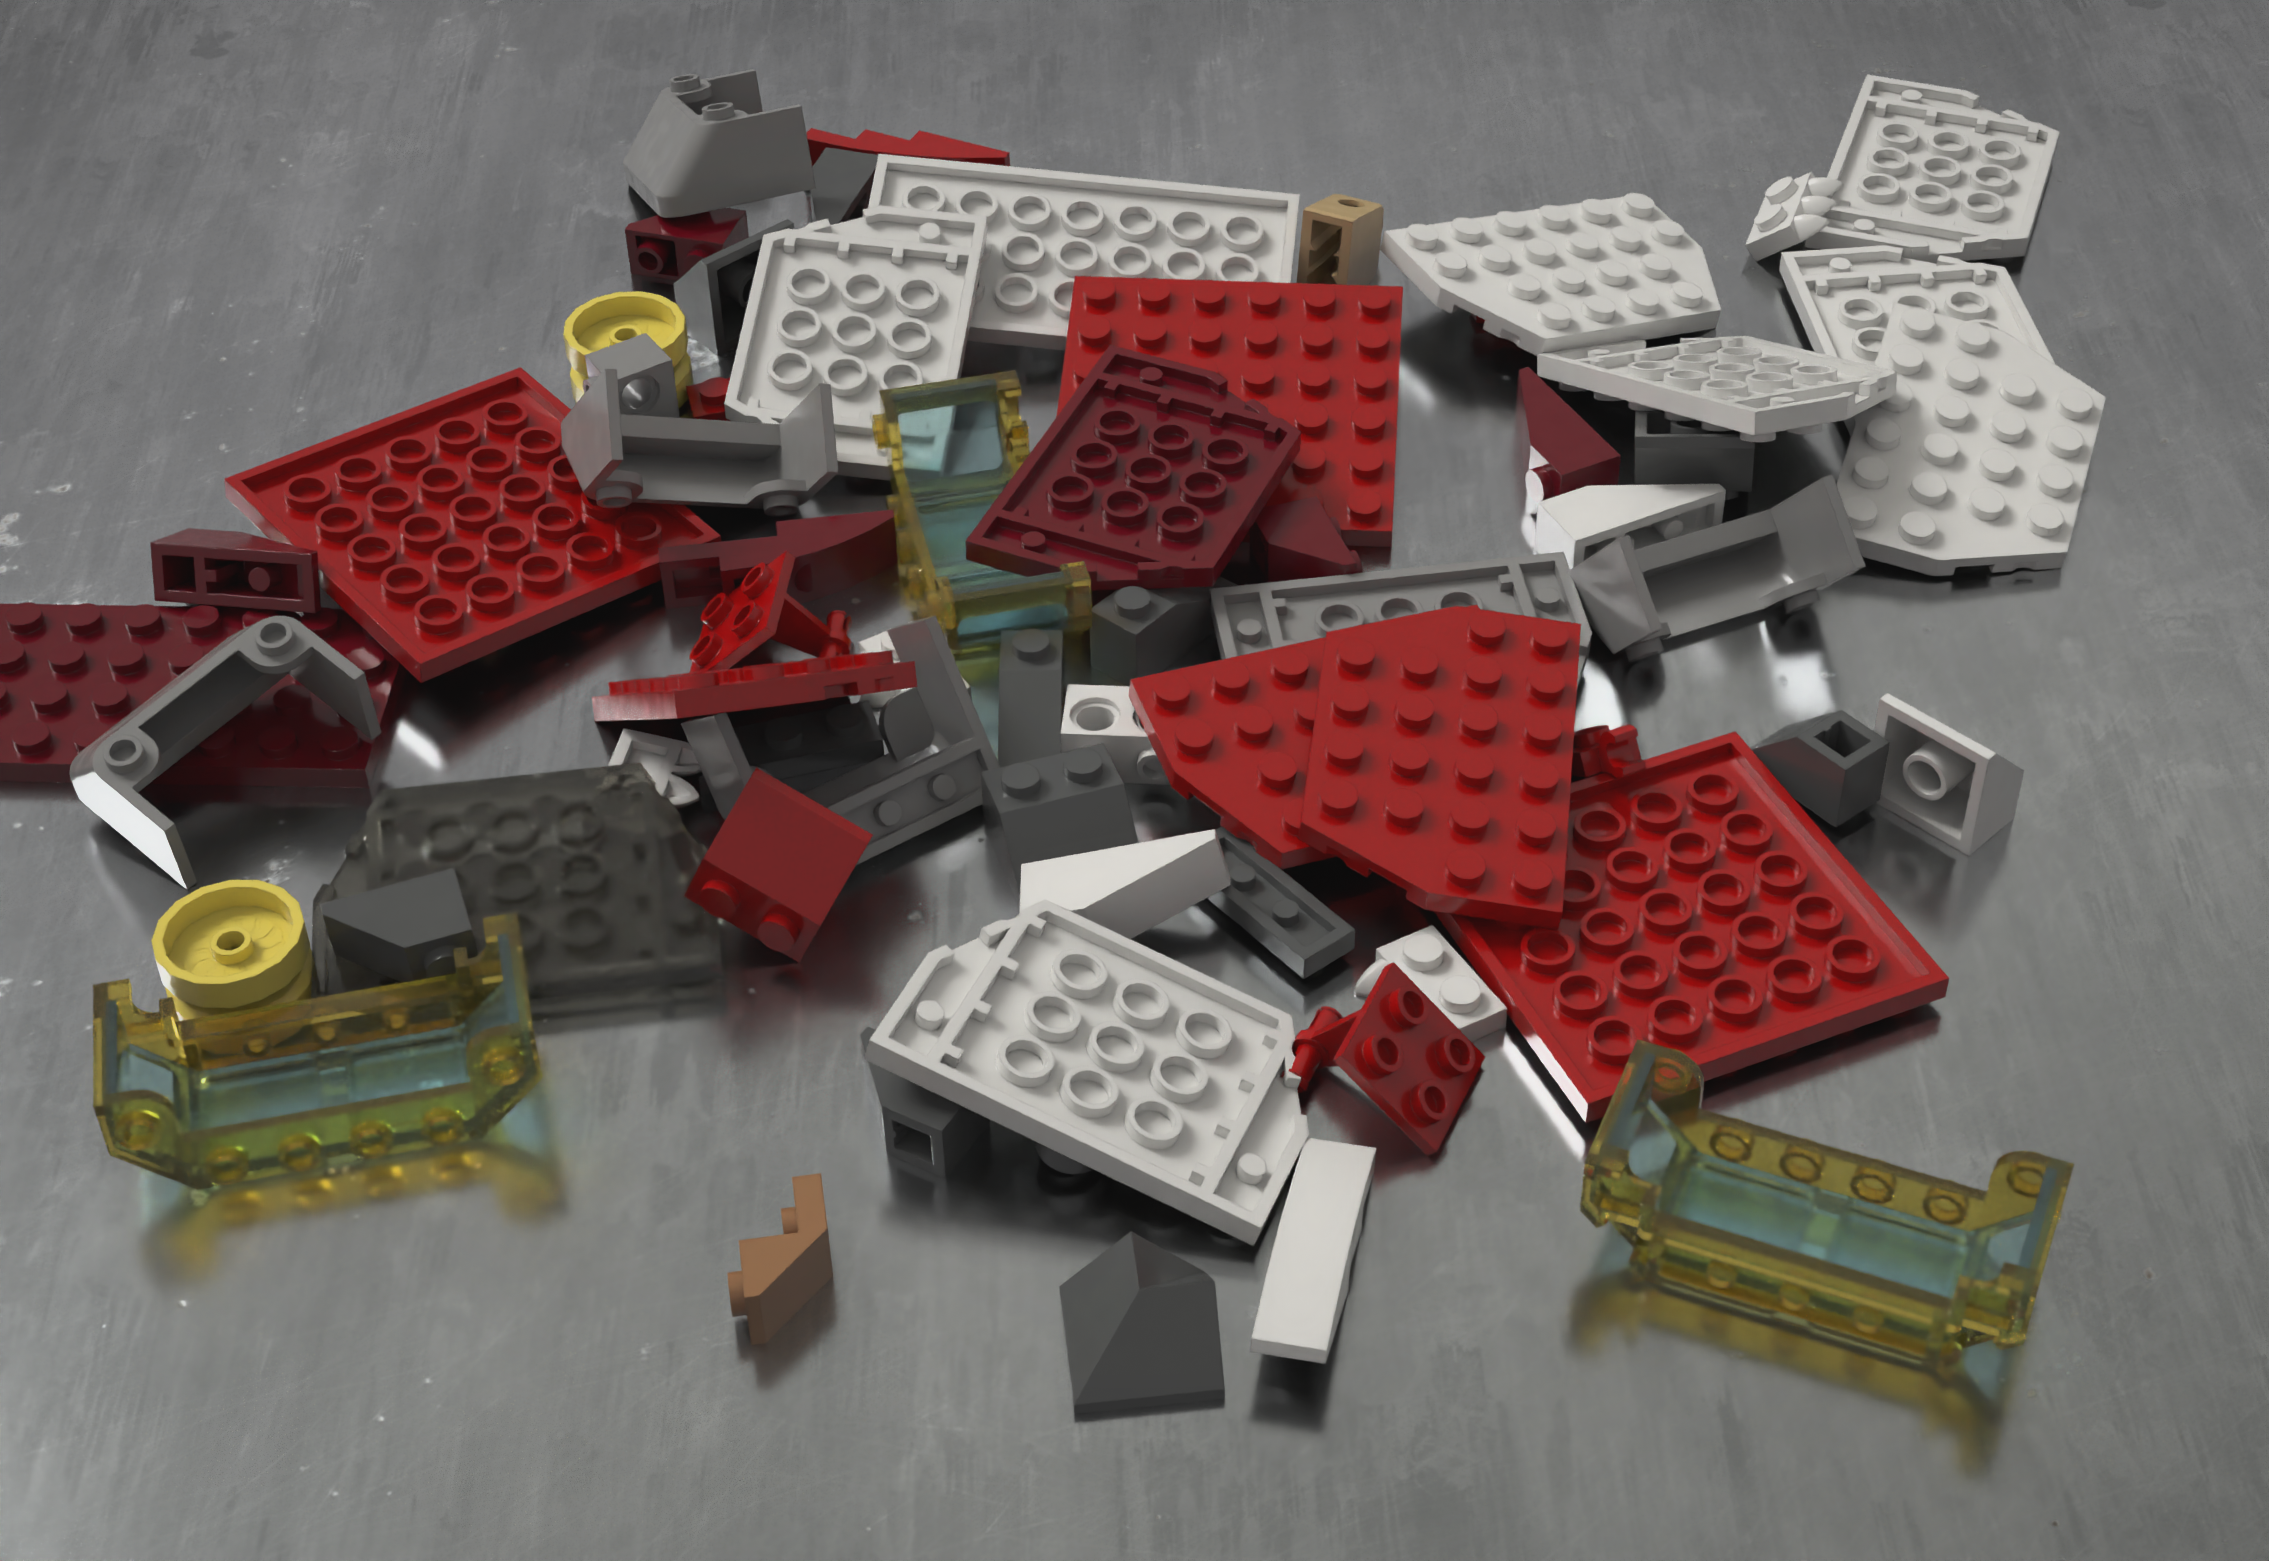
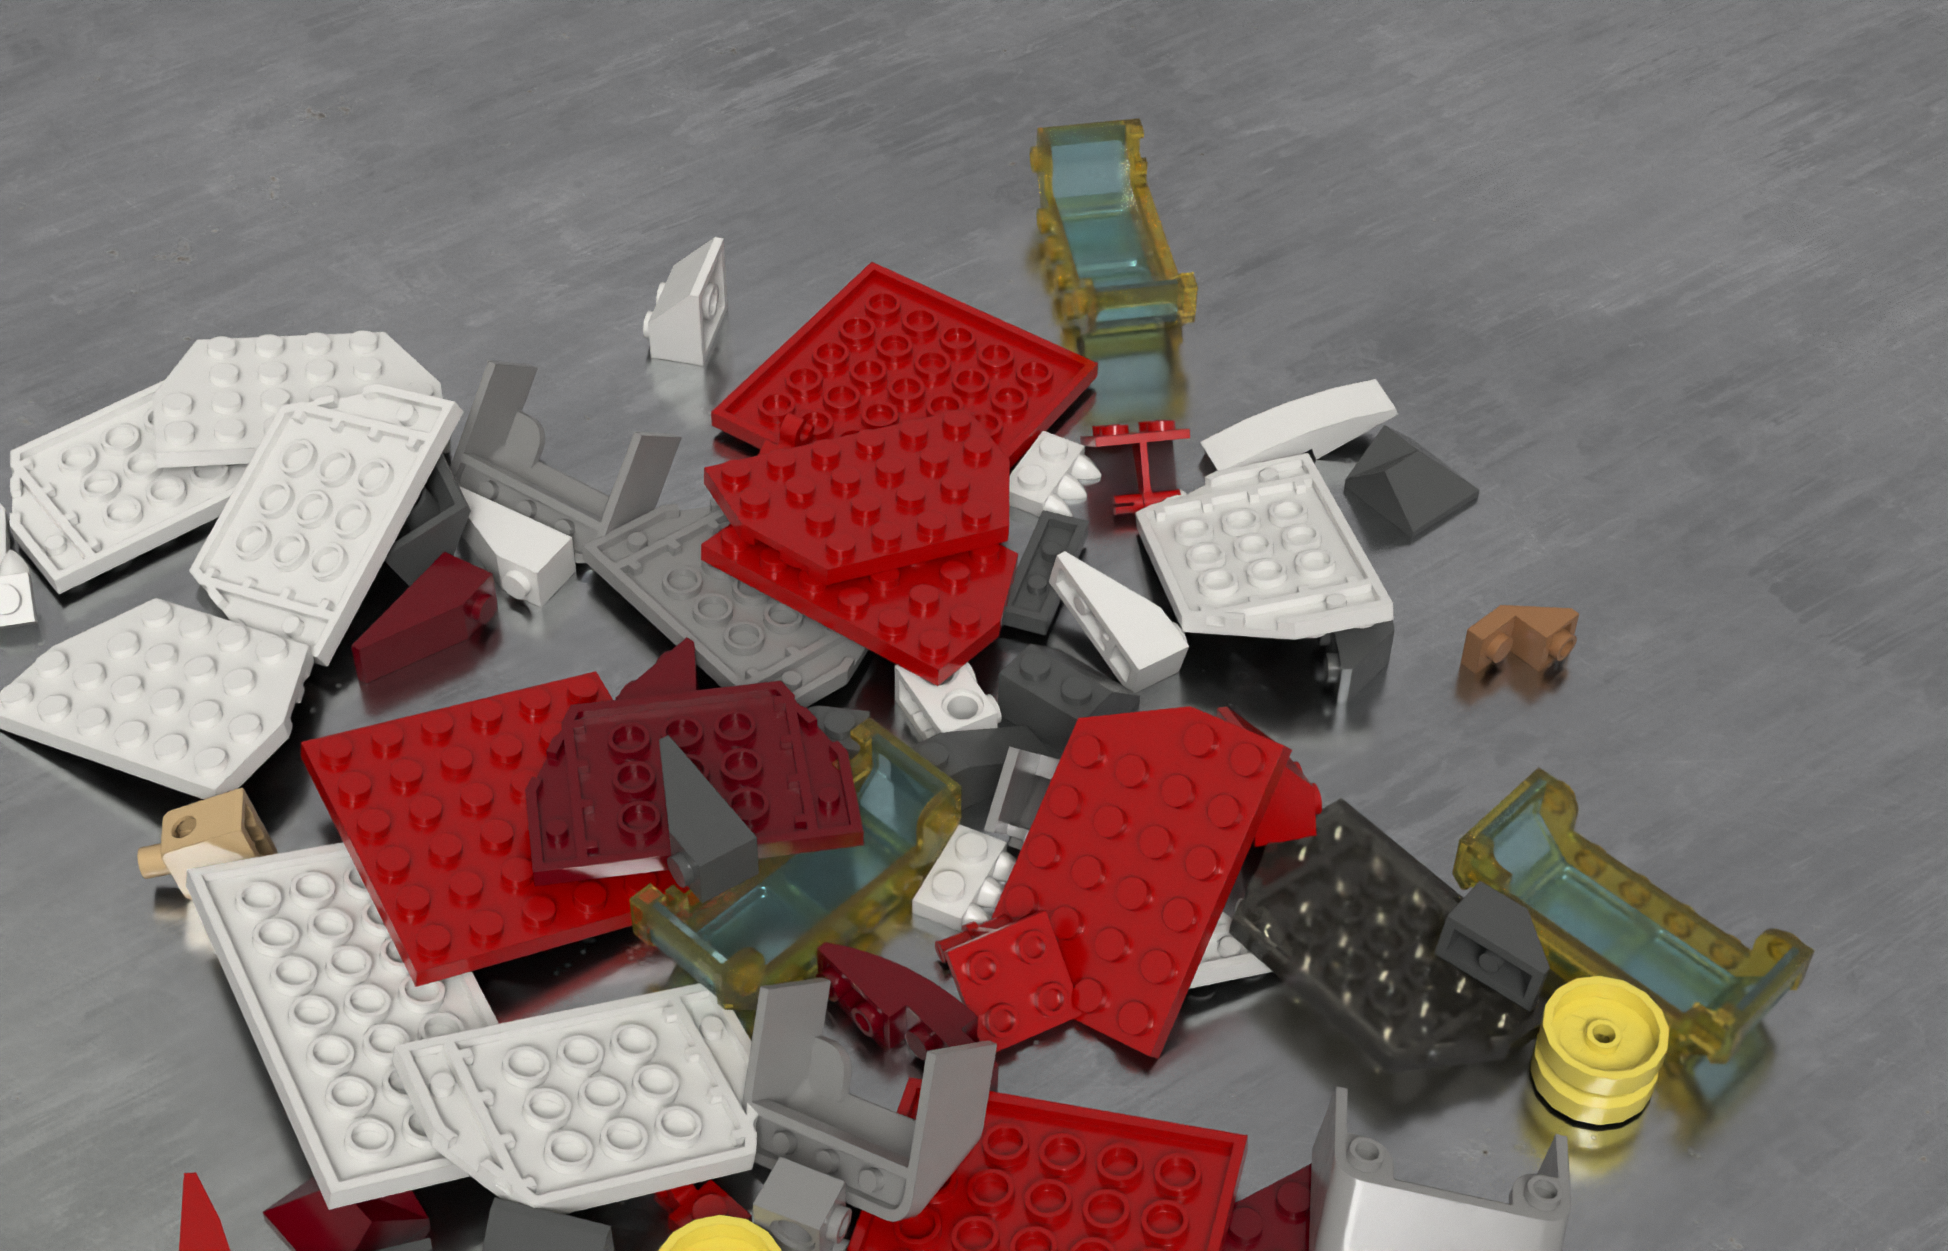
camera: 125 degrees left, 5 degrees up
(1059, 420) = (706, 836): none -> dark grey slope
(1828, 764) = (716, 360): dark grey slope -> none

